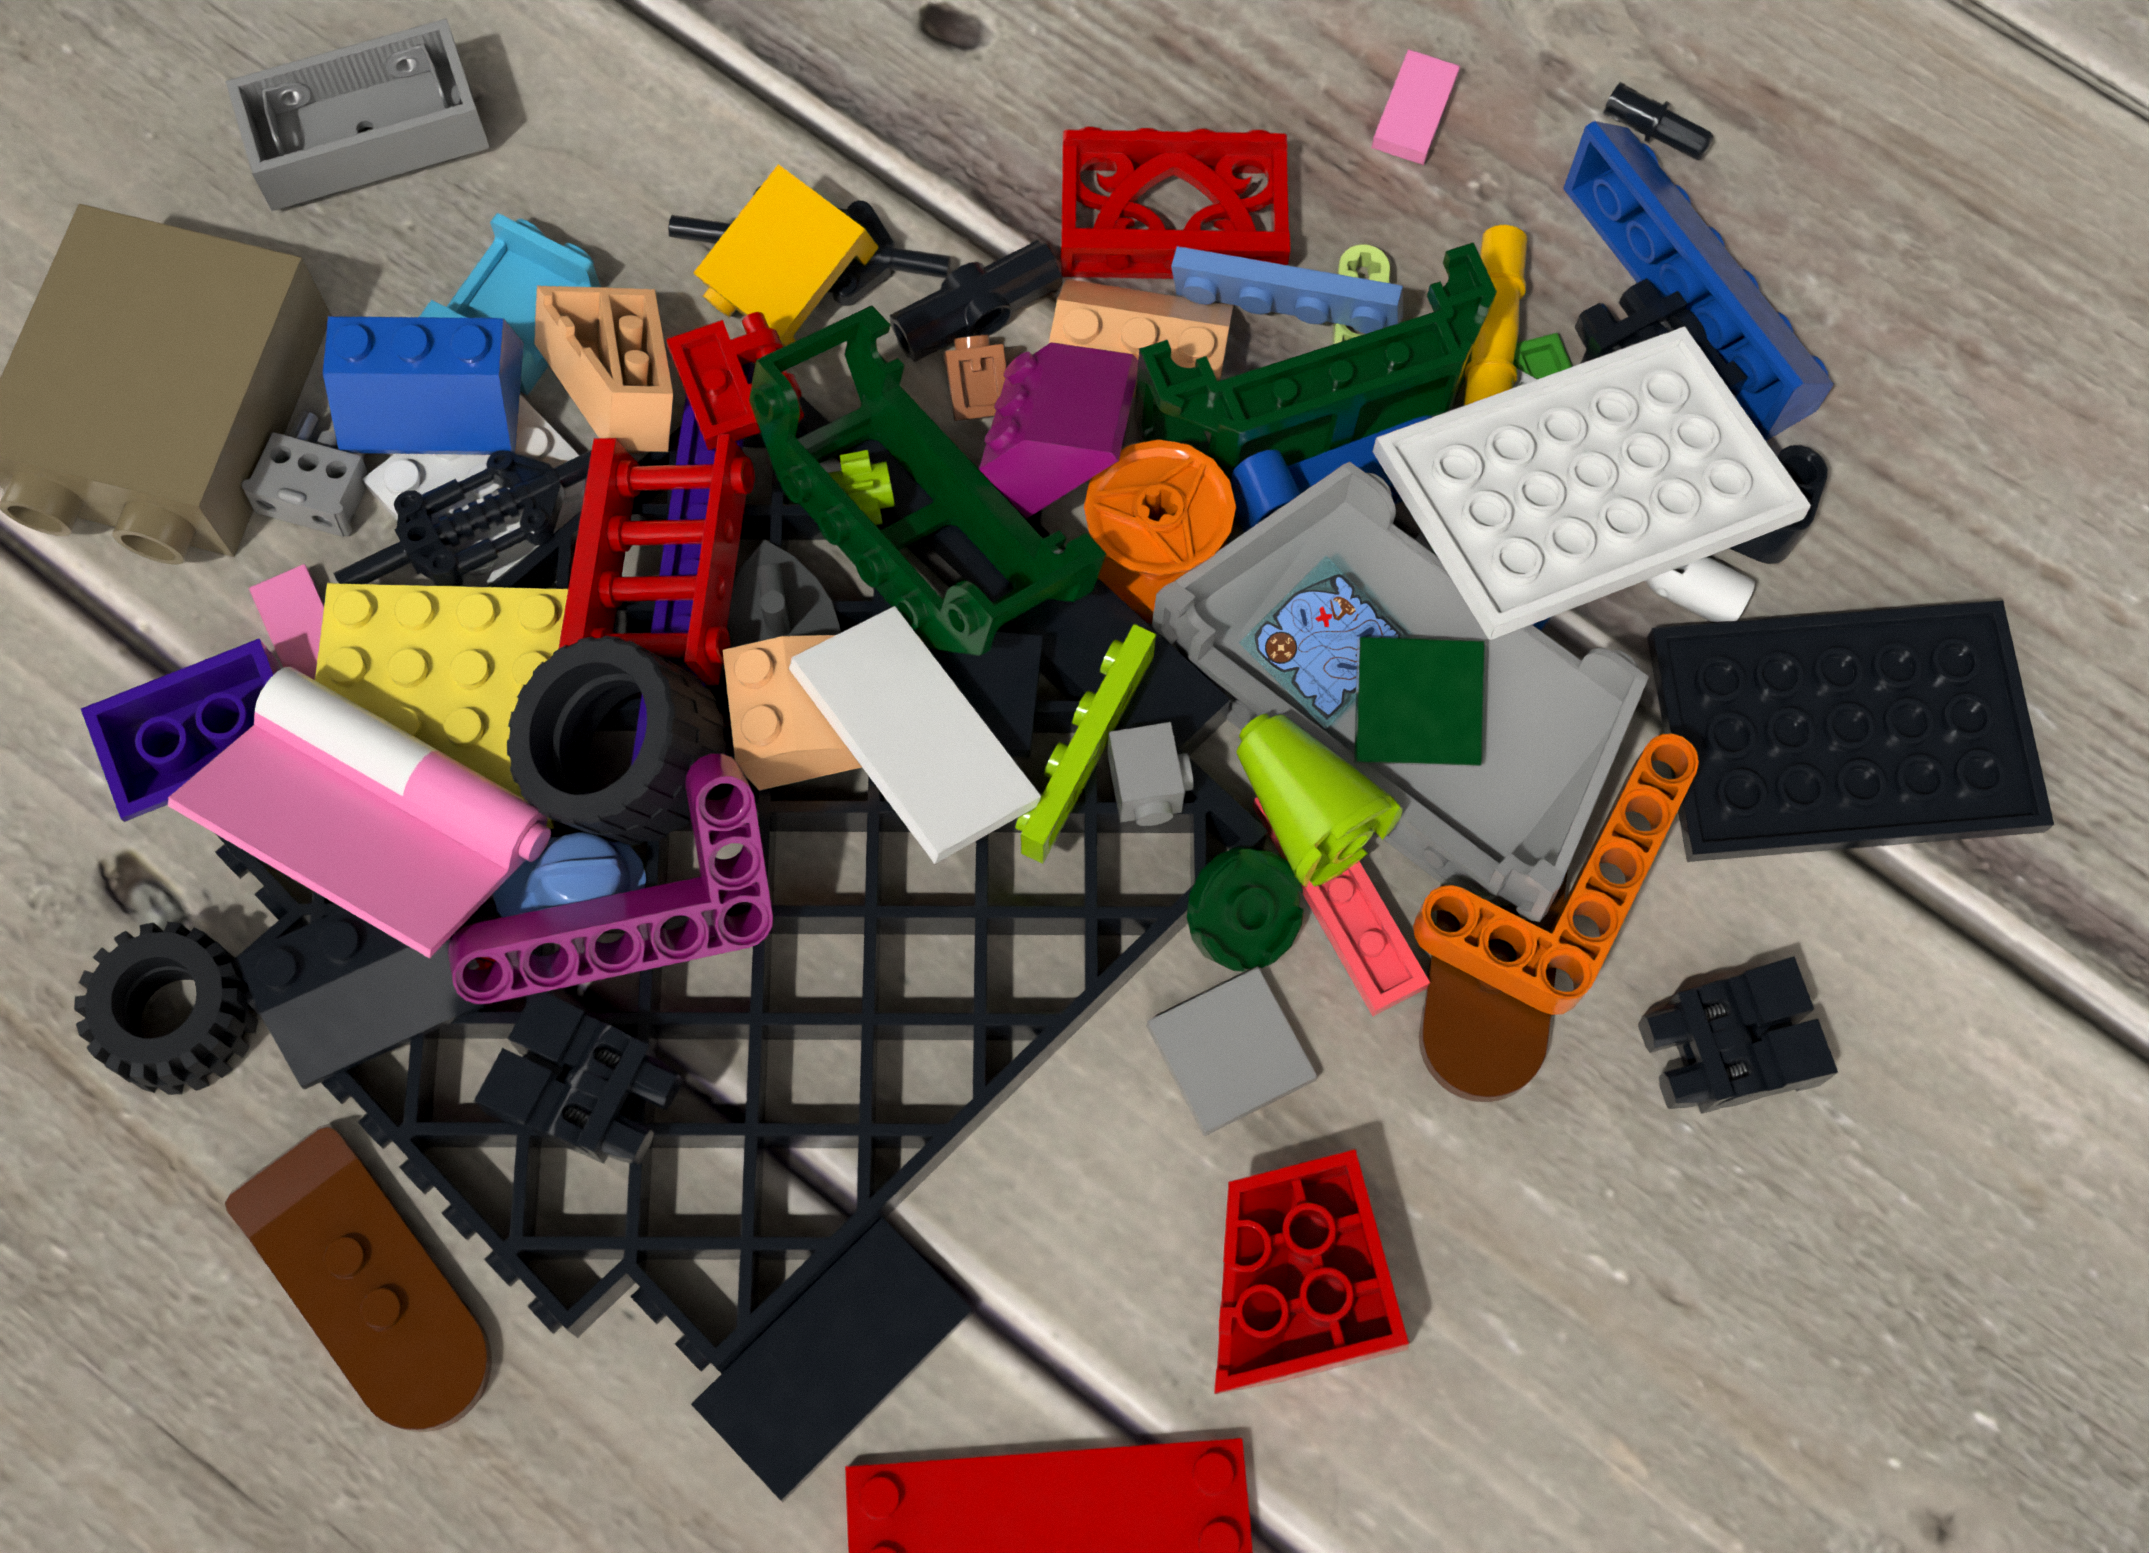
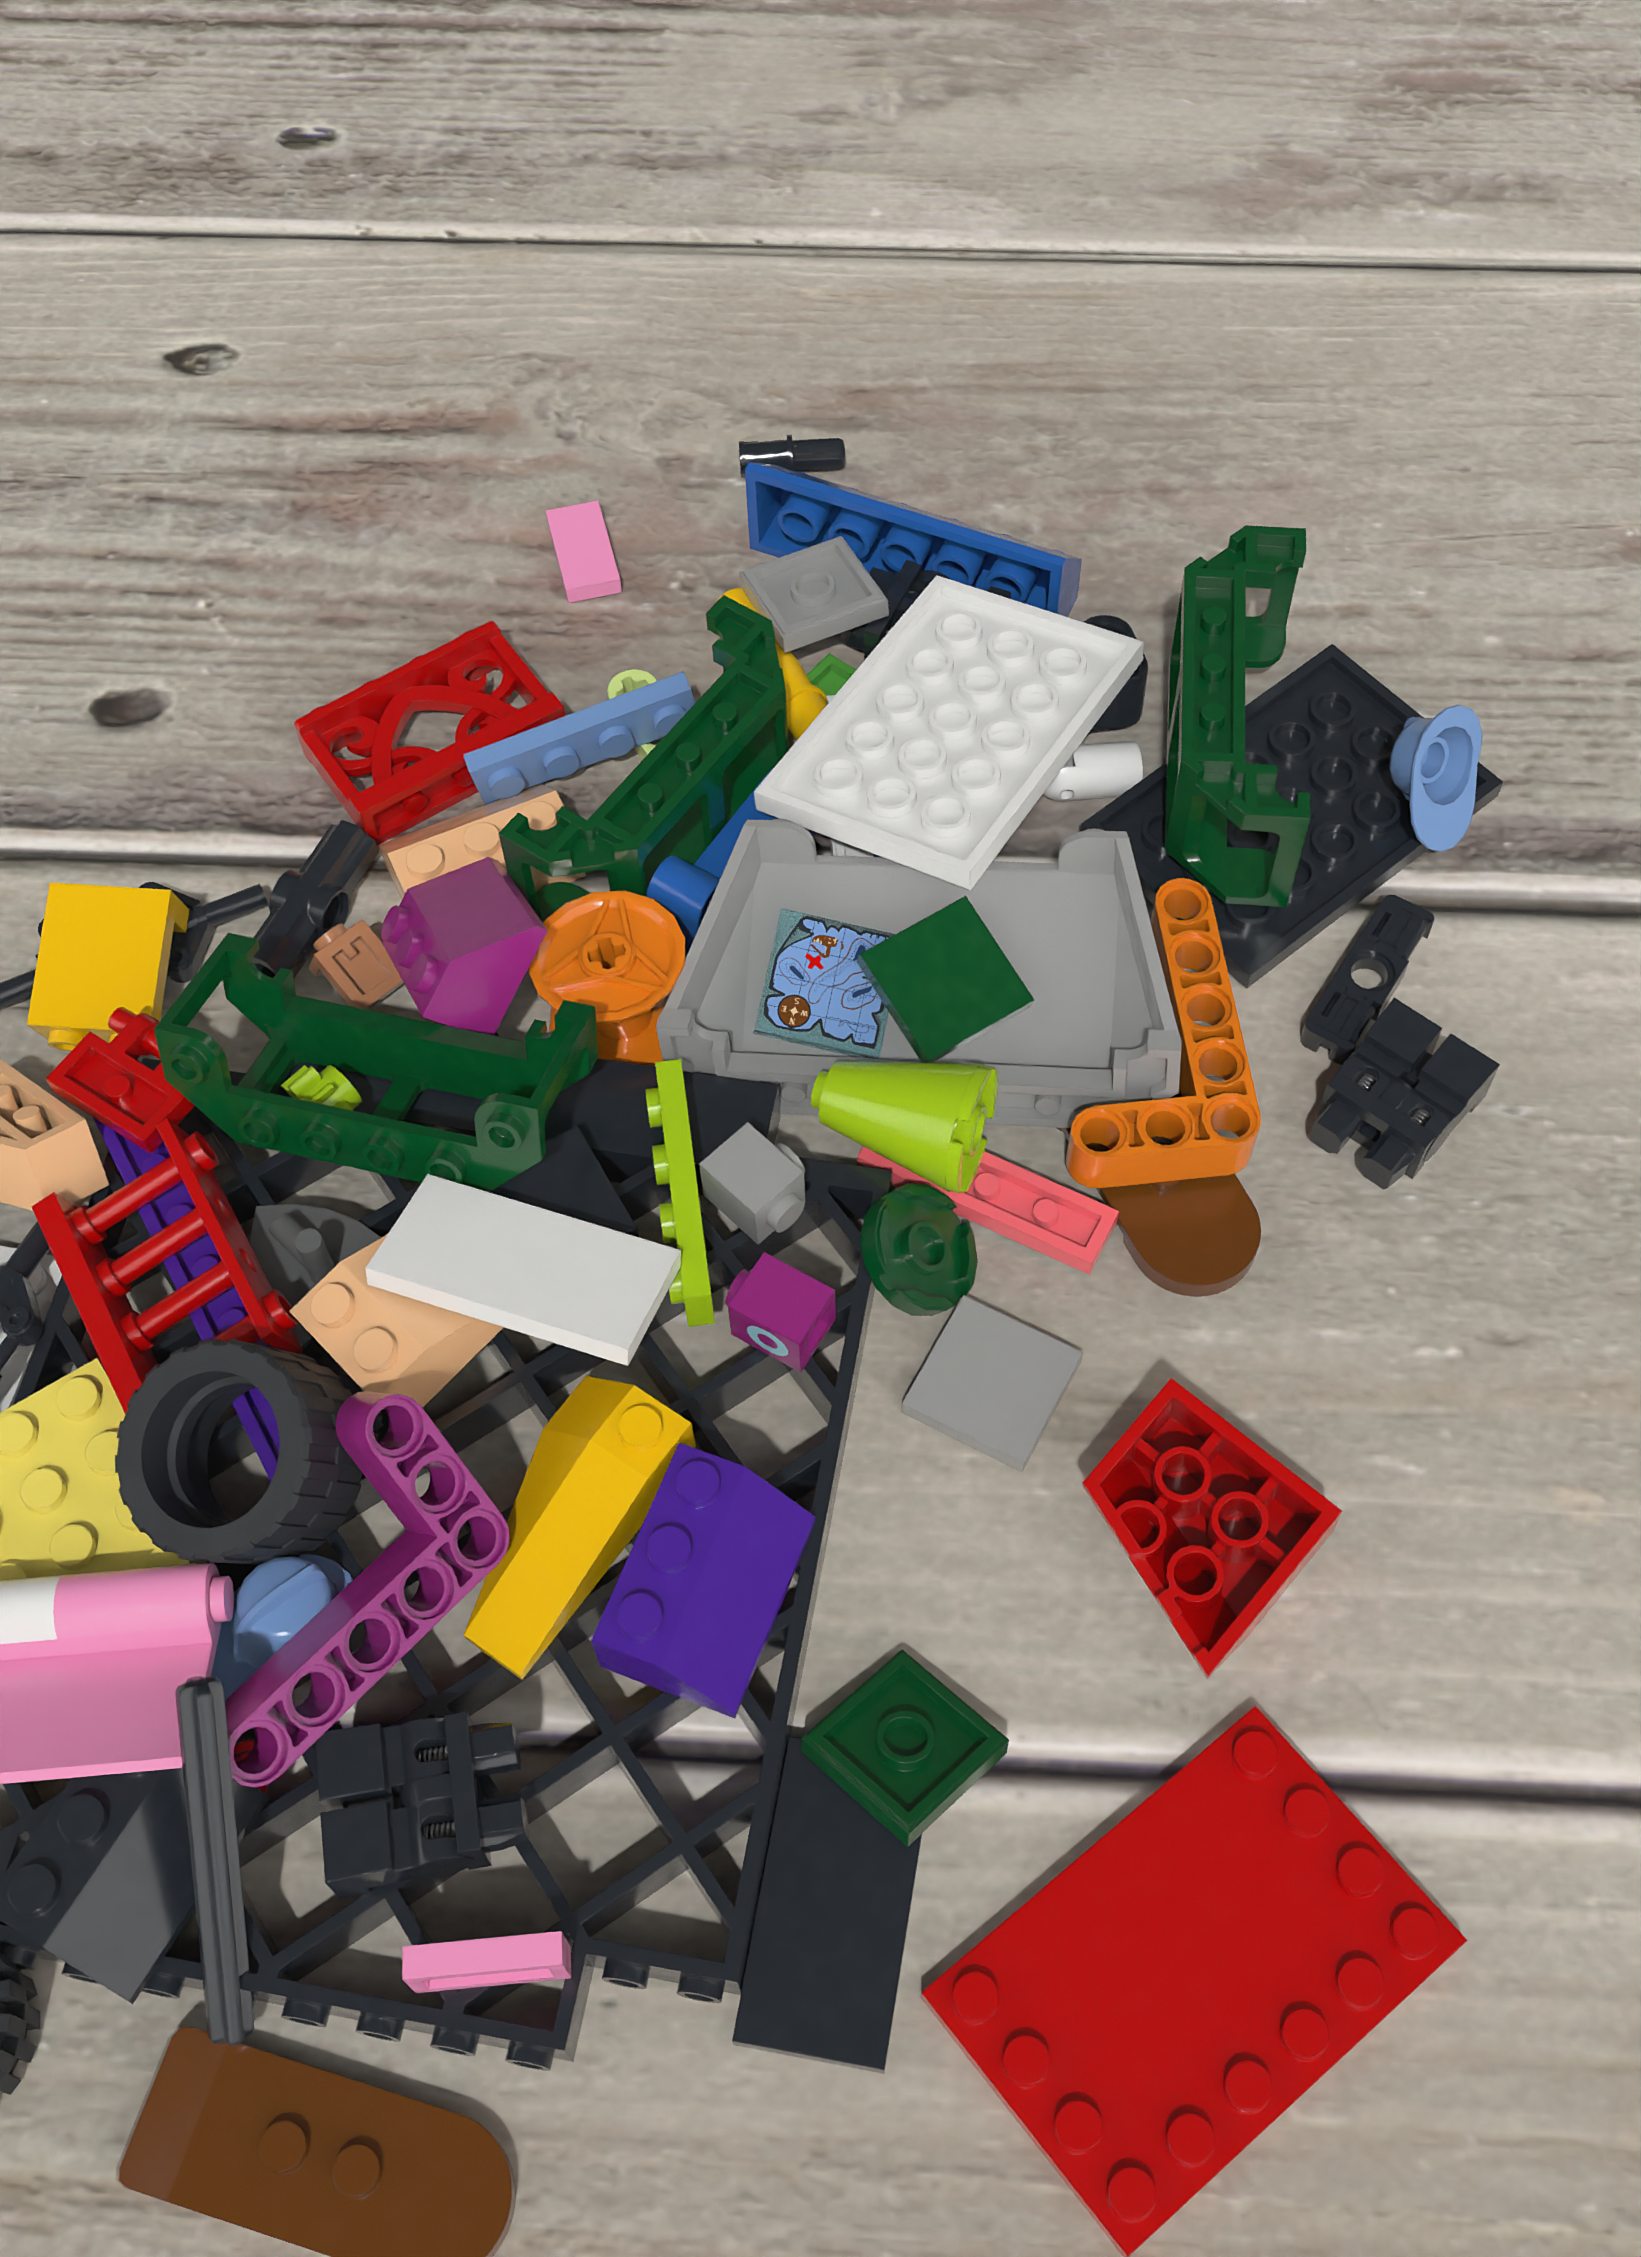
camera: 30 degrees left, 10 degrees down
(412, 1028) = (214, 1858): none -> black axle
(550, 1232) = (486, 1962): none -> bright pink tile
(846, 938) = (574, 1515): none -> yellow wedge
(889, 1062) = (703, 1582): none -> dark purple slope
(958, 1283) = (904, 1746): none -> dark green tile
(1093, 890) = (780, 1311): none -> magenta brick
(1573, 275) = (814, 593): none -> light grey tile
(1754, 705) = (1207, 720): none -> dark green windscreen
(1830, 903) = (1381, 947): none -> black piece
(1991, 786) = (1437, 773): none -> medium blue piece

